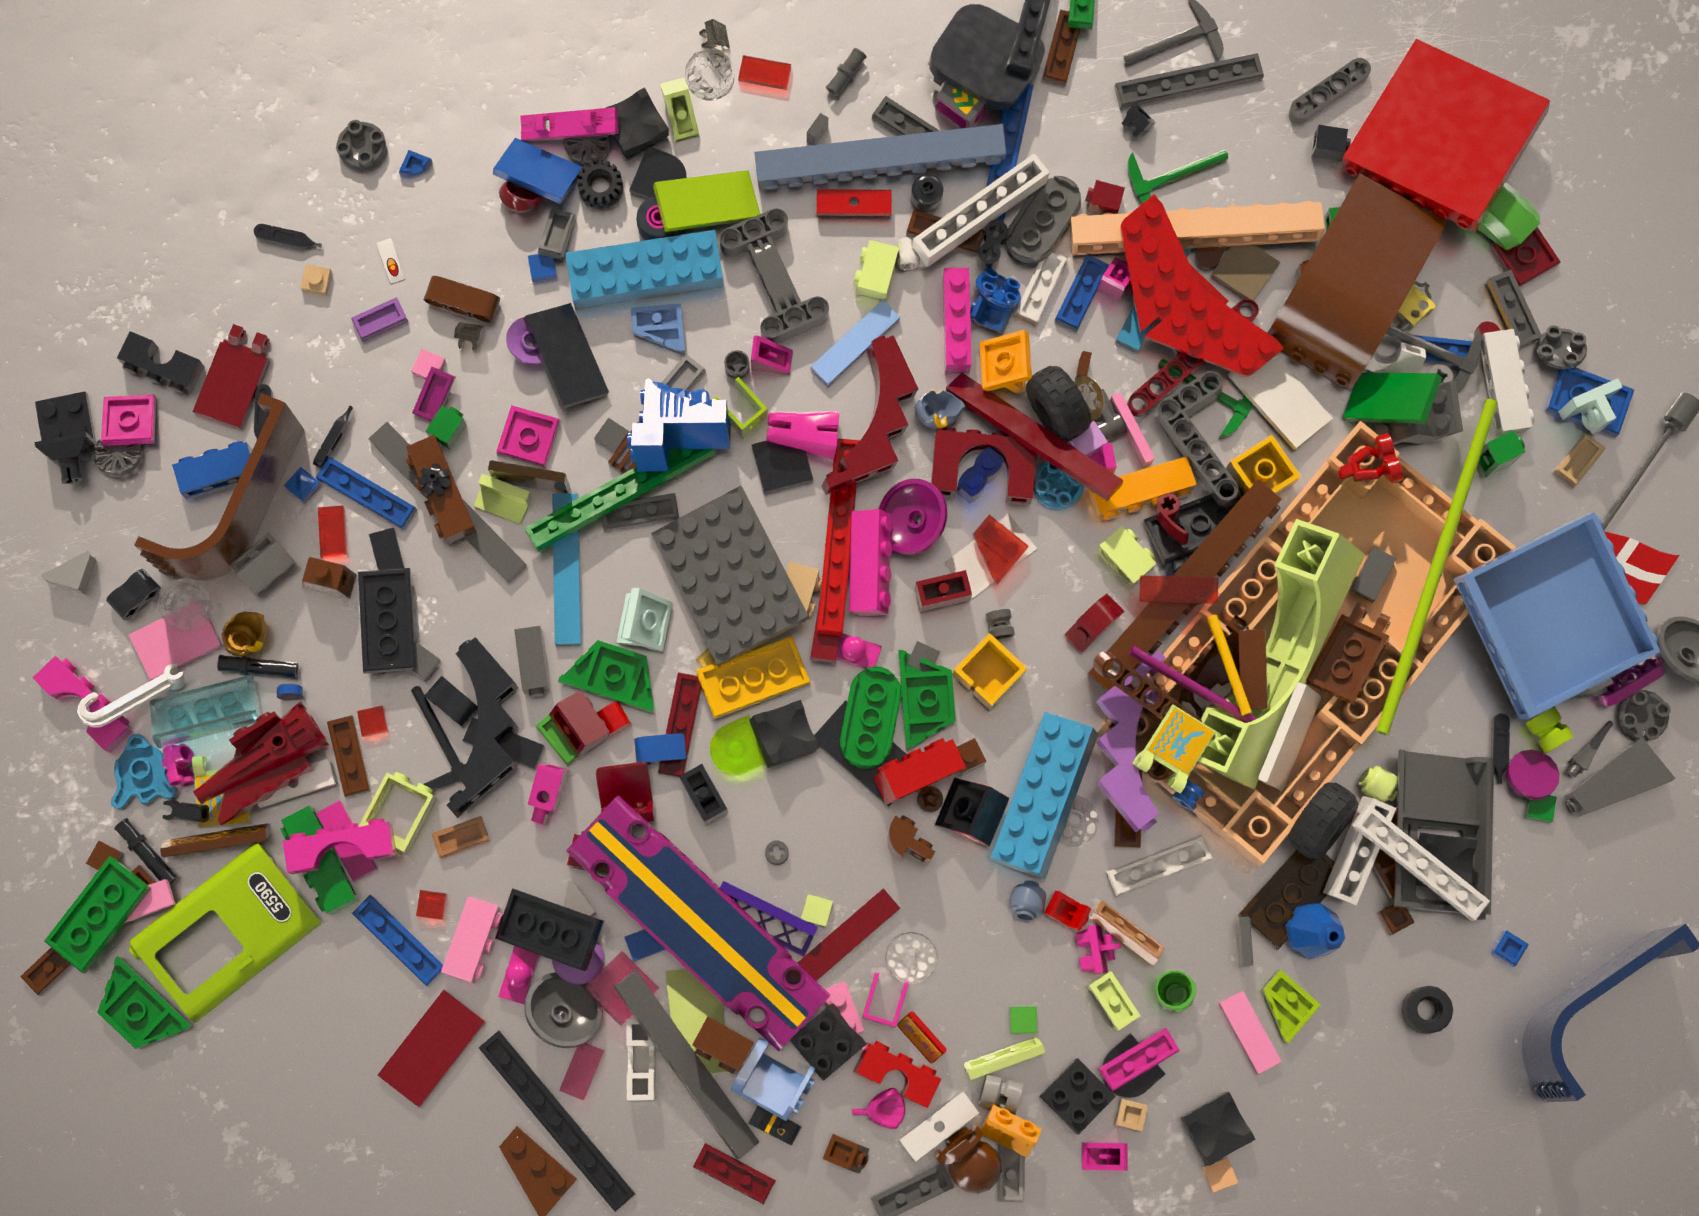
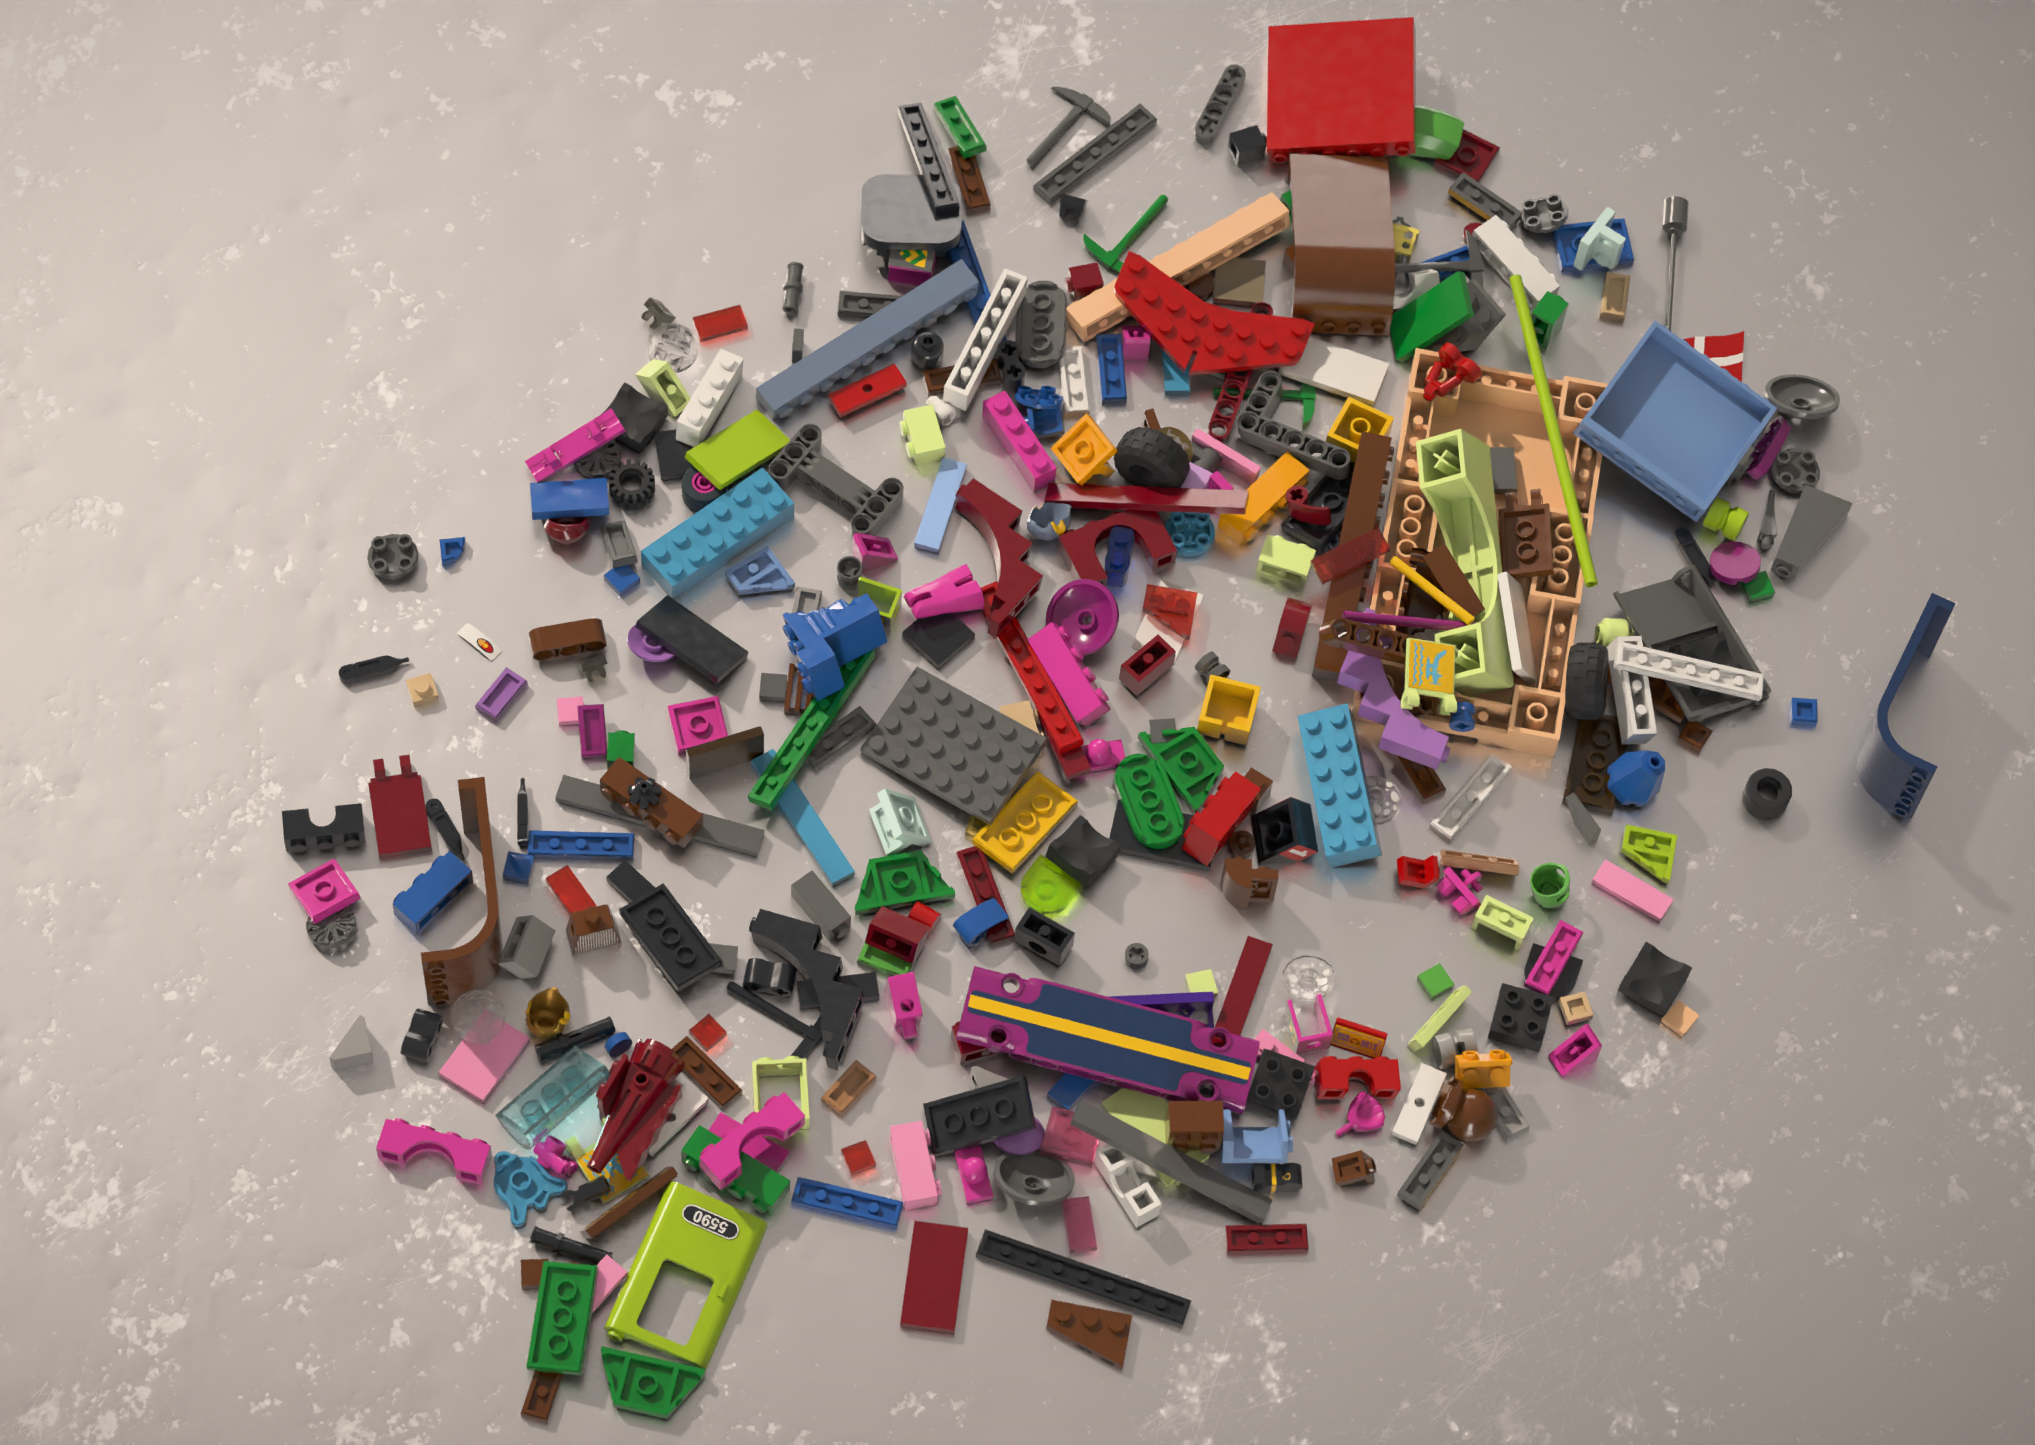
camera: 30 degrees left, 15 degrees down
(66, 433) = (272, 931): black plate -> none
(169, 680) = (501, 1090): white piece -> none
(502, 499) = (708, 786): yellowish green panel -> none
(630, 783) = (960, 962): dark red bracket -> none
(709, 140) = (709, 398): none -> white brick
(1028, 901) = (1379, 880): sand blue head -> none

